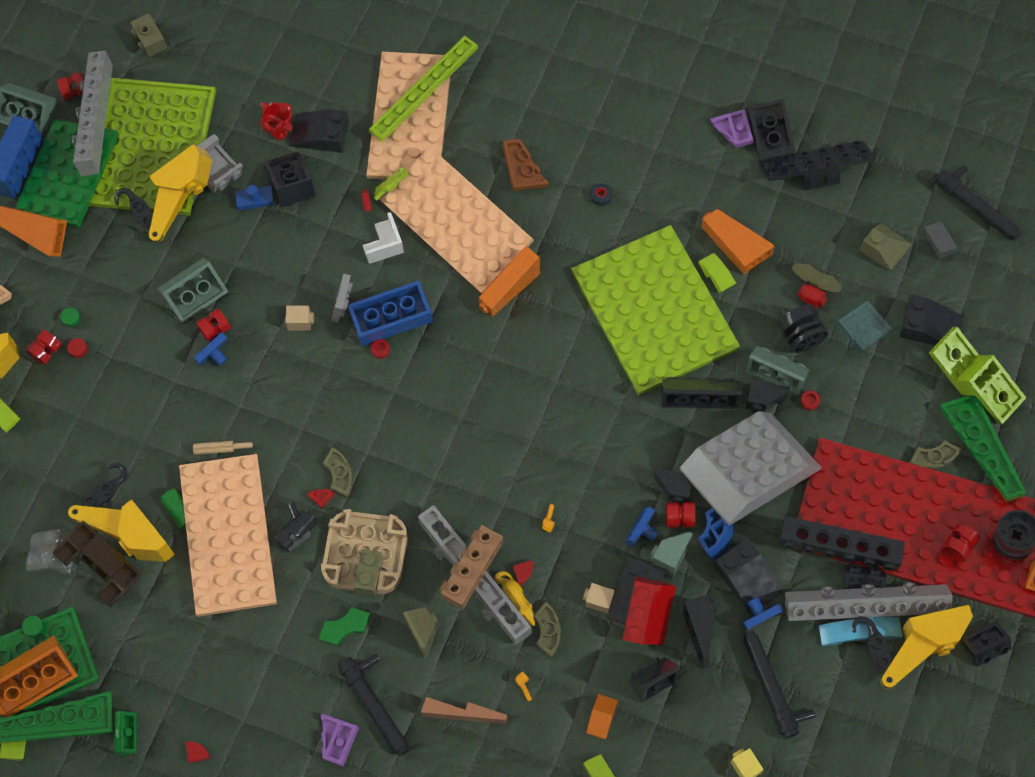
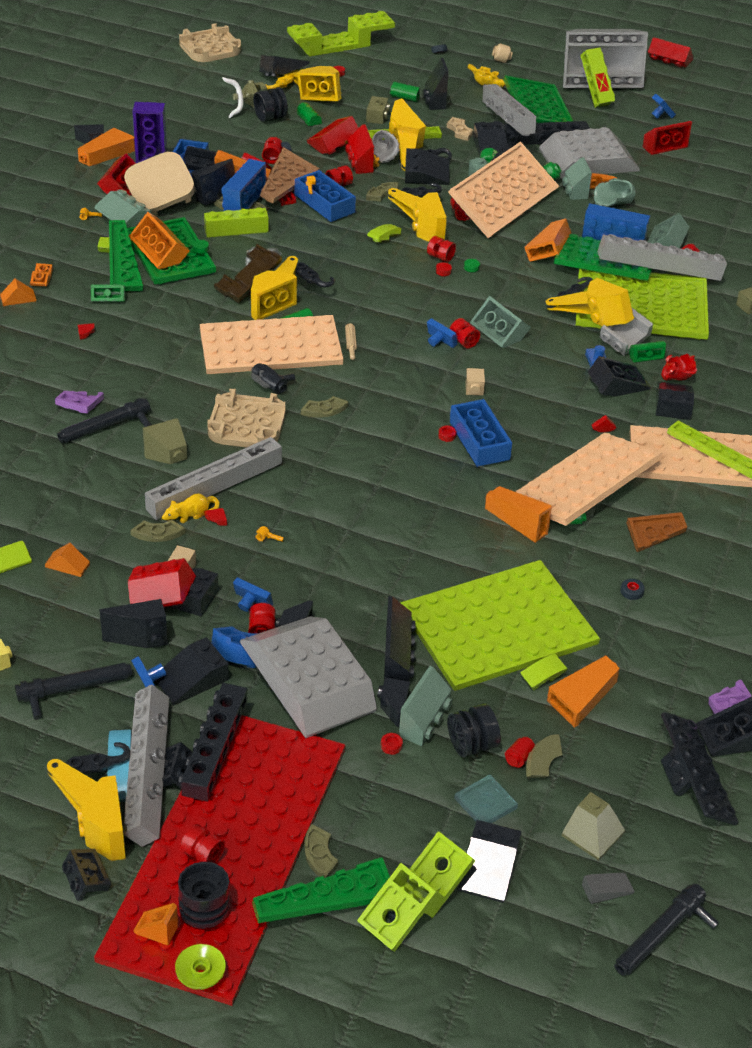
camera: 85 degrees right, 25 degrees down
(241, 147) = (647, 351): none -> green brick
(321, 496) = (301, 396): red tile -> none
(342, 298) = (496, 398): light grey plate -> none
(353, 622) = (177, 405): green tile -> none
(368, 572) = (223, 410): olive brick -> none
(389, 243) = (560, 440): white panel -> none
(390, 183) = (618, 433): lime piece -> none
(471, 567) = (215, 461): medium nougat brick -> none
(473, 712) = (86, 477): nougat slope -> none
(520, 680) = (110, 509): light orange hand -> none
(654, 678) = (90, 587): black slope -> none
(671, 553) = (215, 605): sand green slope -> none

